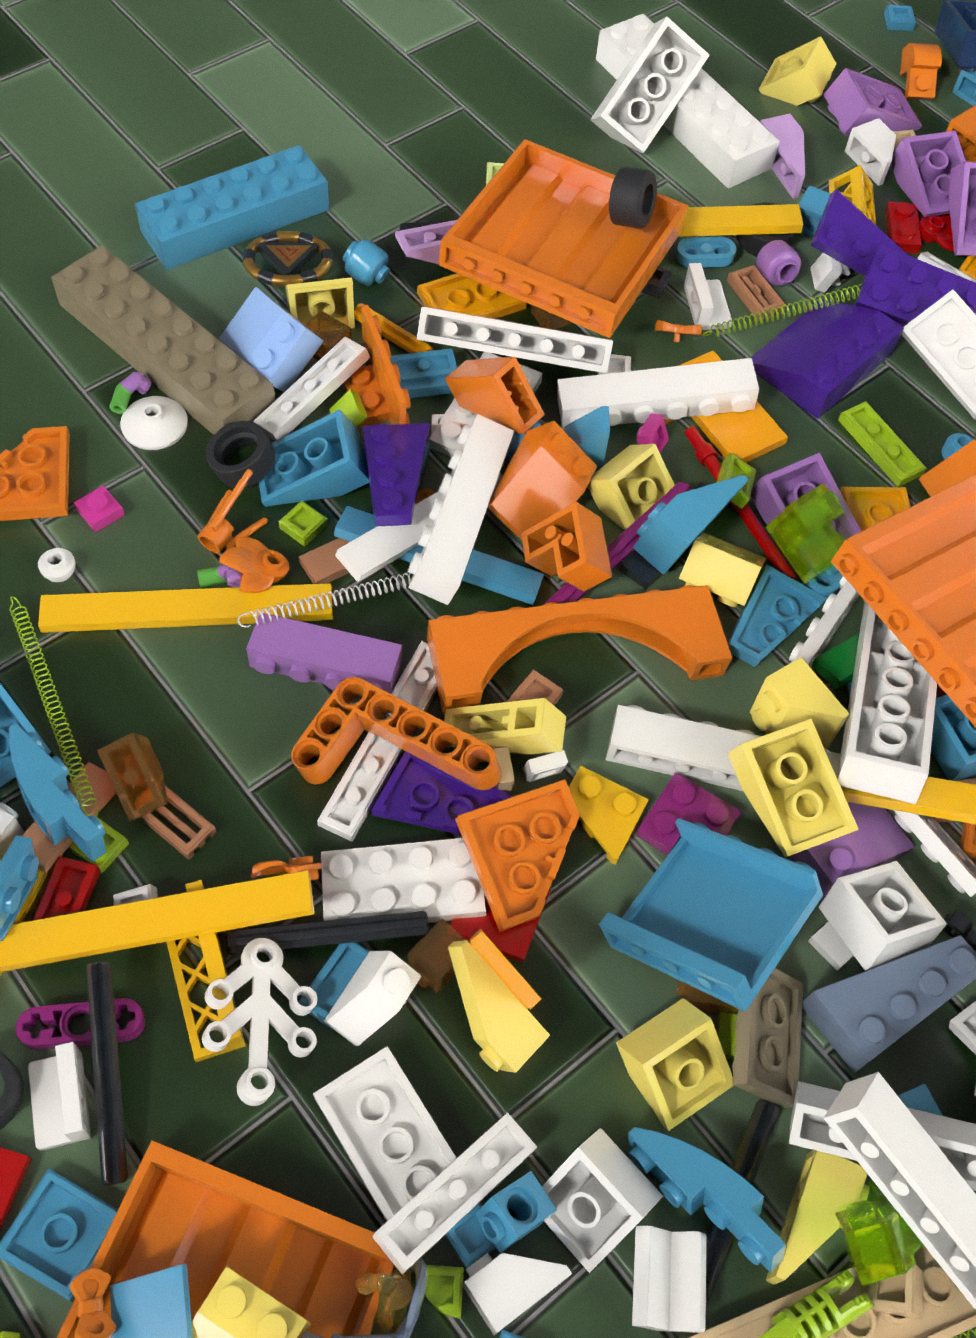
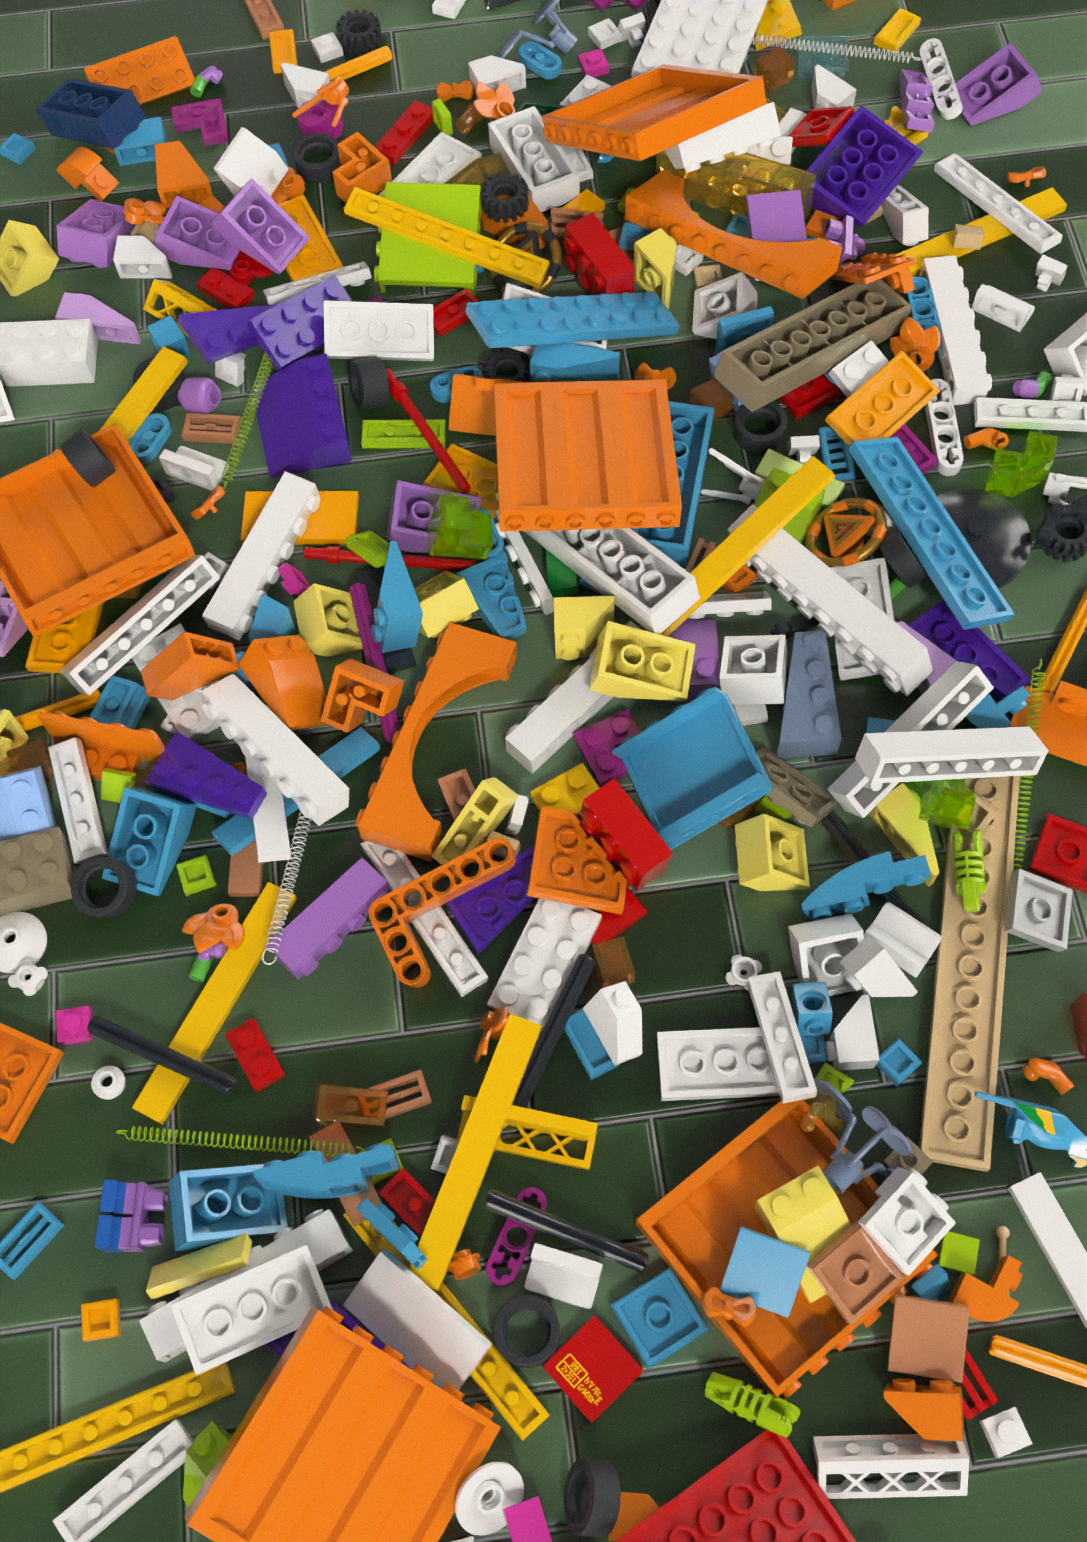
camera: 50 degrees left, 5 degrees up
(24, 985) = (464, 1264): none -> orange plate
(102, 591) = (162, 1055): none -> black axle
(123, 449) = (32, 985): none -> white plate
(150, 670) = (255, 1055): none -> red plate
(218, 530) = (164, 944): orange plant -> none
(261, 1010) = (587, 1102): white plant -> none
(495, 1015) = (676, 948): light yellow slope -> none
(504, 969) = (657, 921): light orange tile -> none
(520, 1096) = (741, 963): none -> white plate
(585, 880) = (624, 835): none -> red brick
(603, 1267) = (875, 972): none -> white slope
(906, 381) = (368, 383): none -> black tyre
(918, 121) = (138, 212): none -> orange plate
(918, 414) = (400, 394): none -> red bar

